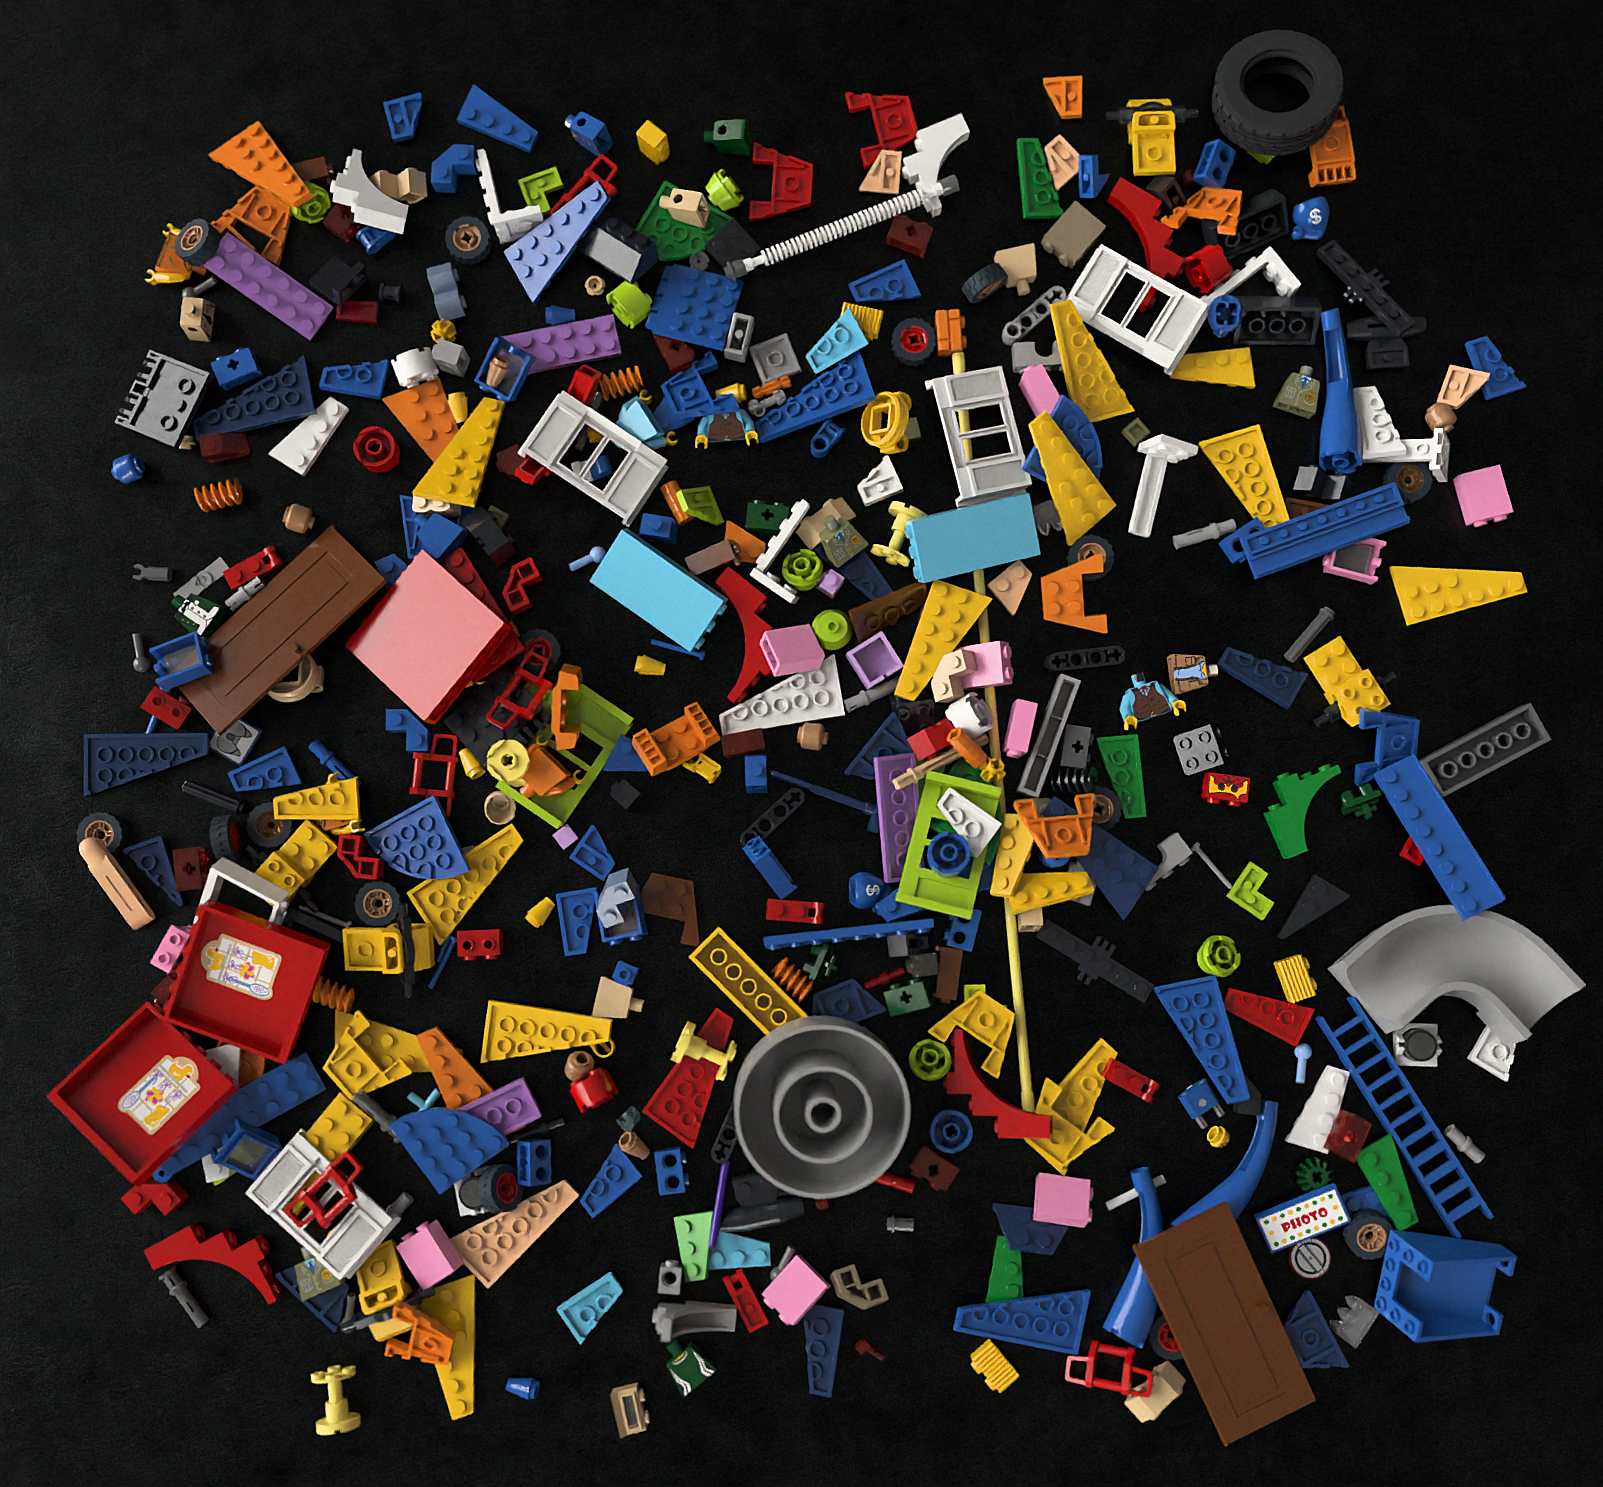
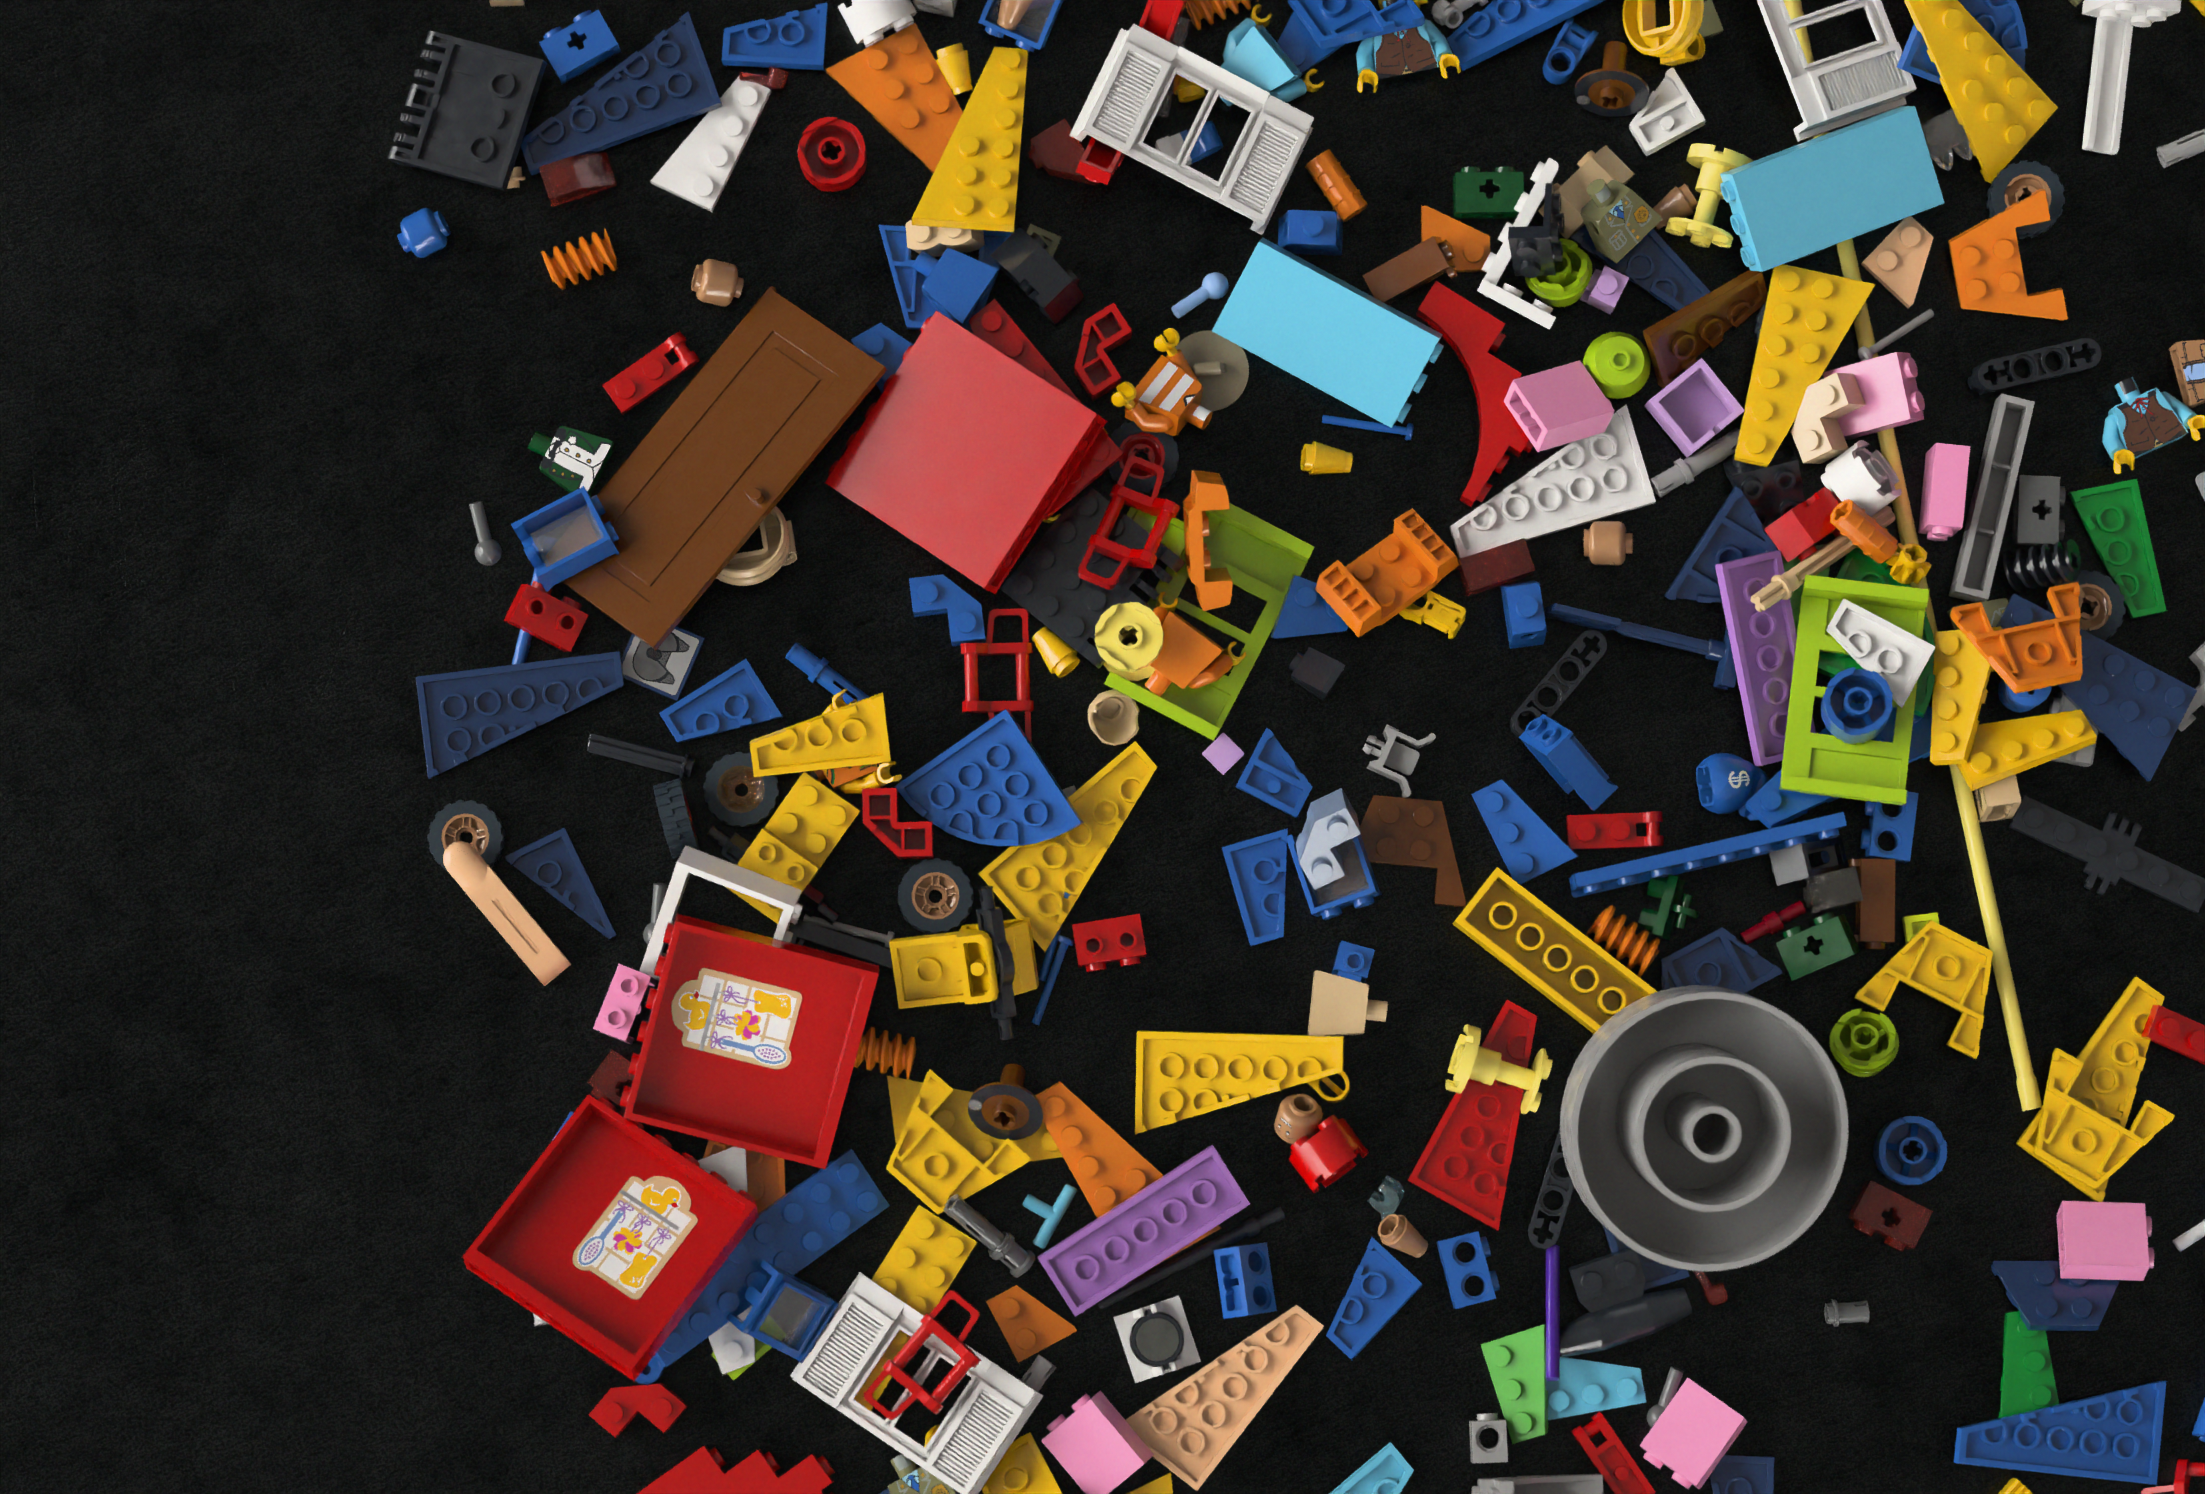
camera: 10 degrees left, 0 degrees up
(153, 573) = (488, 400): dark grey bar -> none
(183, 861) = (616, 896): clear red brick -> none
(203, 579) = (568, 401): light grey piece -> none
(245, 593) = (645, 415): light grey pin -> none
(350, 402) = (775, 79): none -> clear red hand
(399, 1170) = (1027, 1322): none -> orange wing
(400, 1039) = (1006, 1107): none -> piece
(448, 1143) = (1107, 1262): blue plate -> none
(500, 1188) = (1198, 1327): black wheel -> none
(540, 912) = (1199, 881): yellow cone -> none
(556, 616) = (1166, 394): none -> orange torso
(586, 605) = (1218, 366): none -> dark tan shield
(668, 850) = (1395, 755): none -> light grey piece
(700, 504) = (1376, 184): lime wing -> none
(737, 907) = (1520, 834): none -> blue wing
(790, 553) = (1538, 248): none -> black bracket
(848, 463) = (1612, 89): none -> piece
(848, 1287) = (1781, 1422): dark tan brick -> none
(880, 536) = (1676, 203): none -> medium nougat cone
(896, 1182) = (1830, 1245): red piece -> none
(981, 639) = (1866, 353): none -> light grey piece
(1011, 1120) = (1926, 1068): red arch -> none

